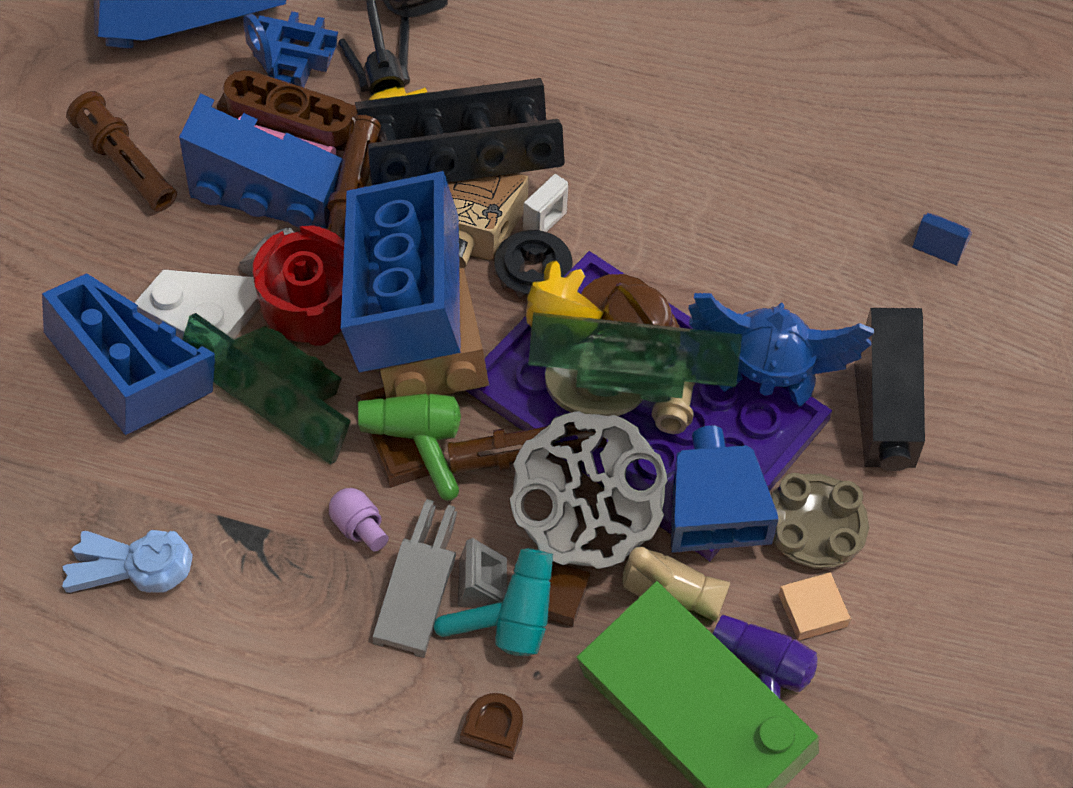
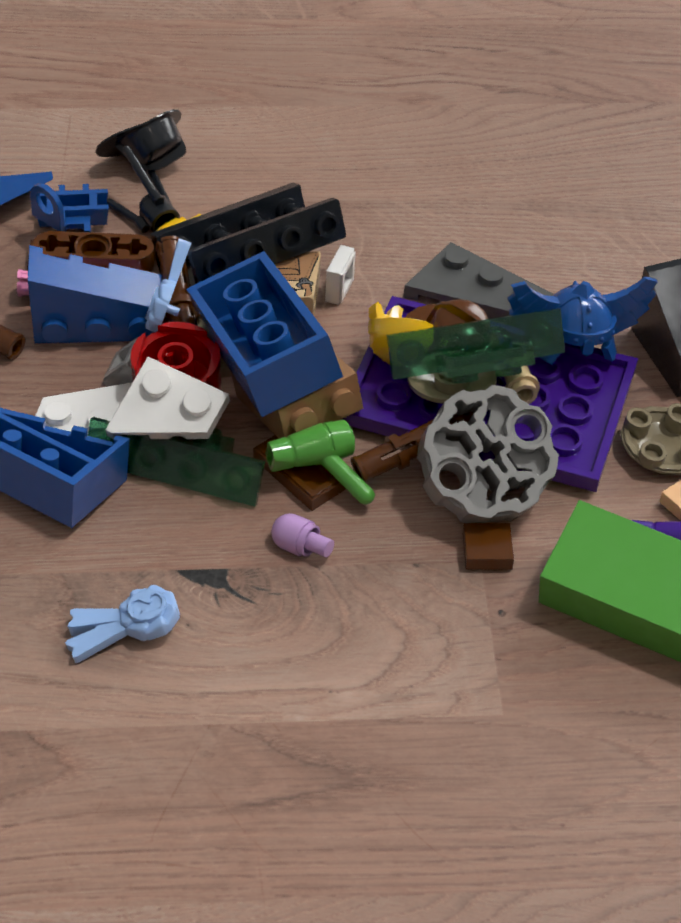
camera: 20 degrees left, 10 degrees down
(267, 327) = (168, 405): none -> white wing
(320, 192) = (161, 298): none -> light blue piece
(417, 585) = (376, 573): light grey arm -> none
(481, 575) = (421, 552): light grey slope -> none
(493, 725) = (488, 656): reddish brown tile -> none
(522, 613) = (474, 563): teal piece -> none
(531, 247) = (343, 308): black gear -> none
(684, 583) = (557, 506): tan piece -> none
(696, 257) = (466, 276): none -> dark grey wing
(719, 496) = (592, 435): blue torso -> none
(942, 238) = (654, 224): blue slope -> none

